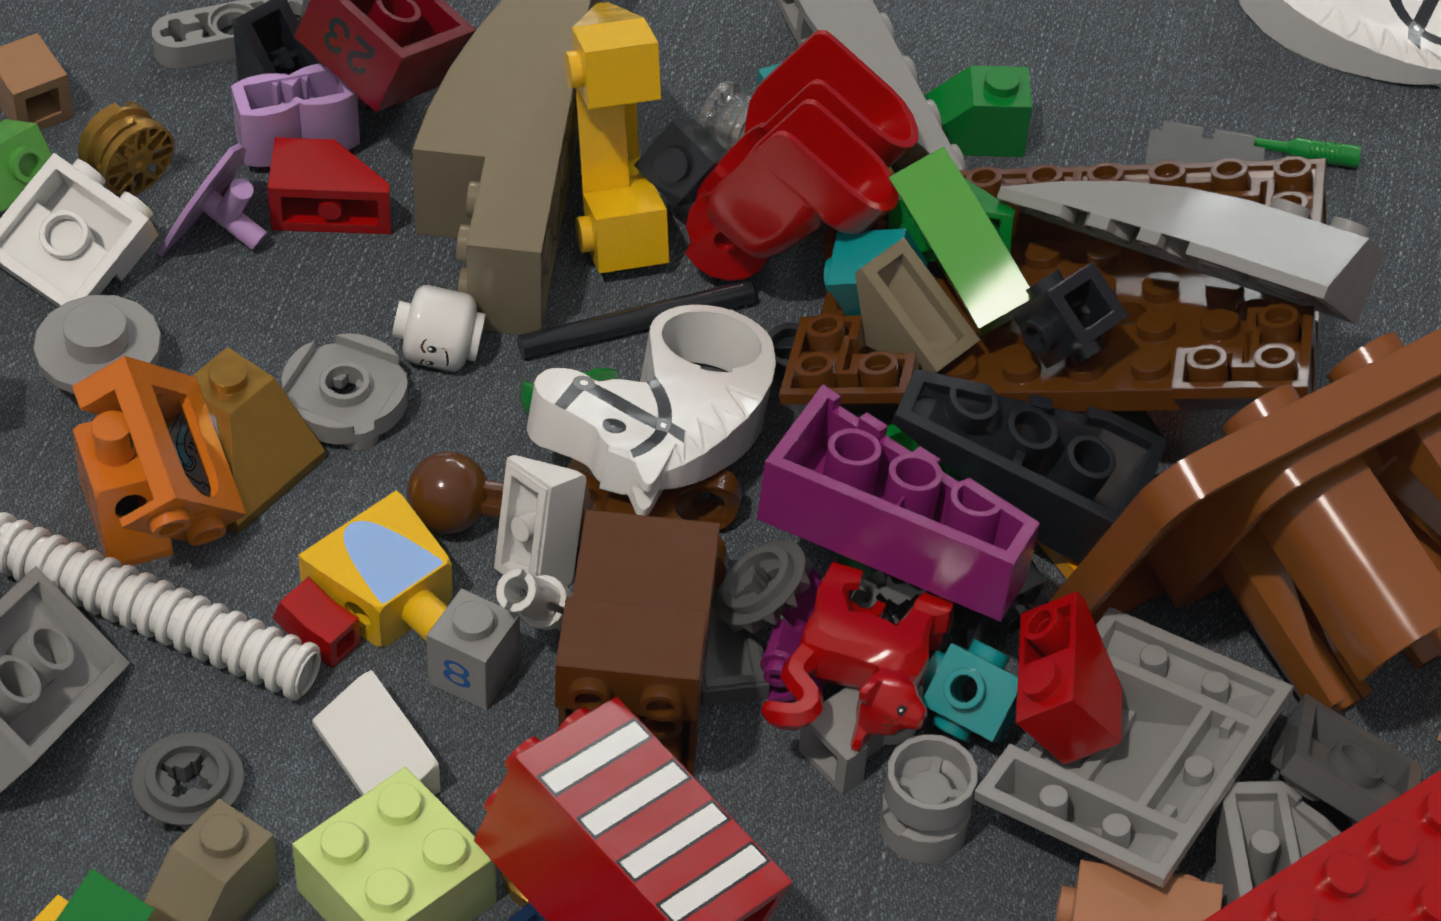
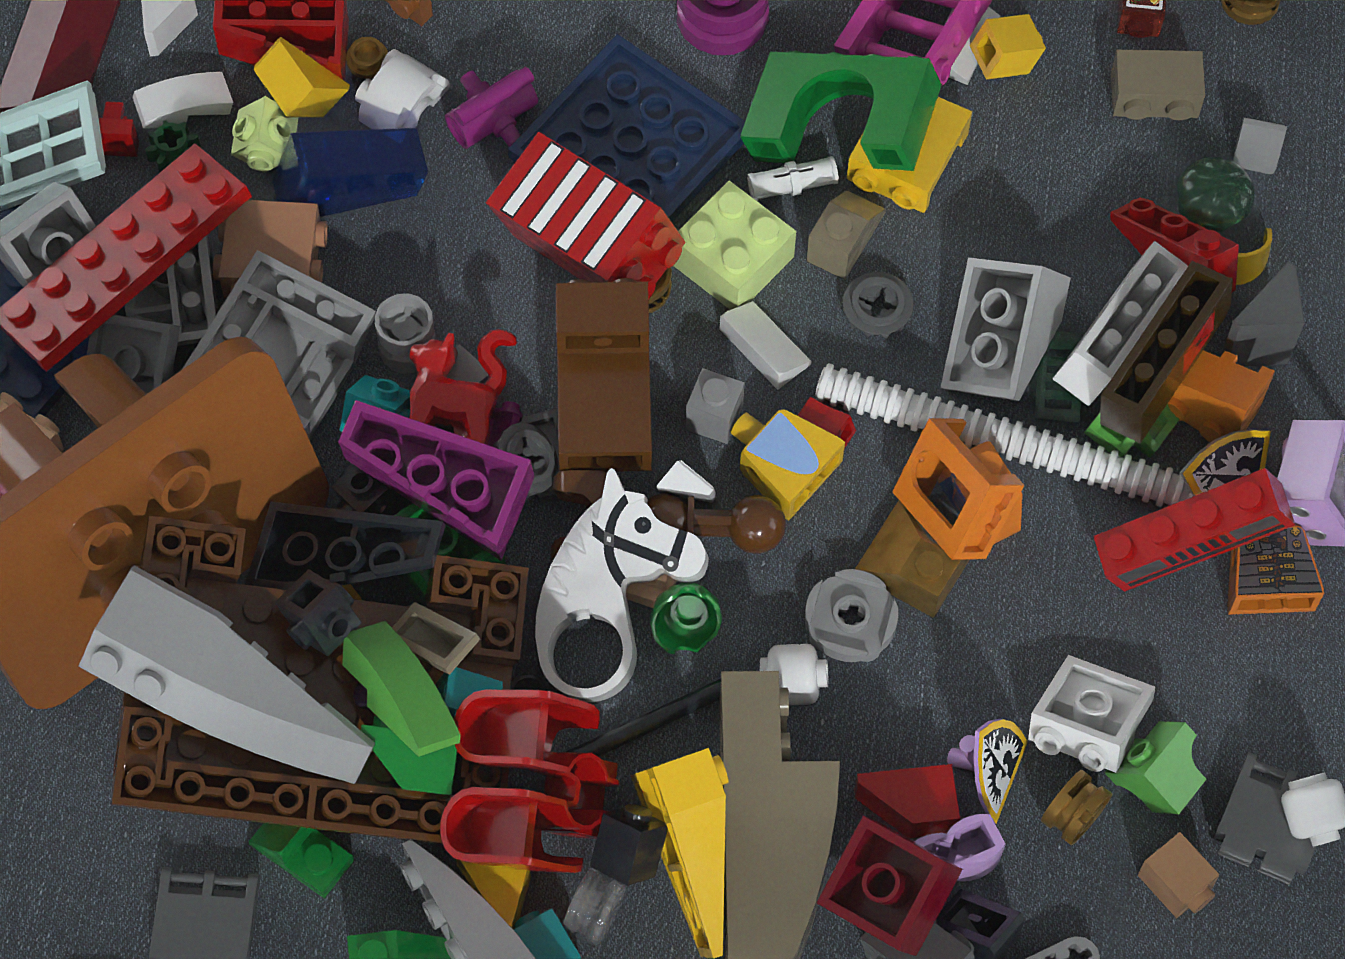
camera: 175 degrees right, 15 degrees up
(91, 335) = (1037, 612): light grey piece -> none
(543, 602) = (673, 425): white pin -> none
(1067, 681) = (319, 386): red slope -> none

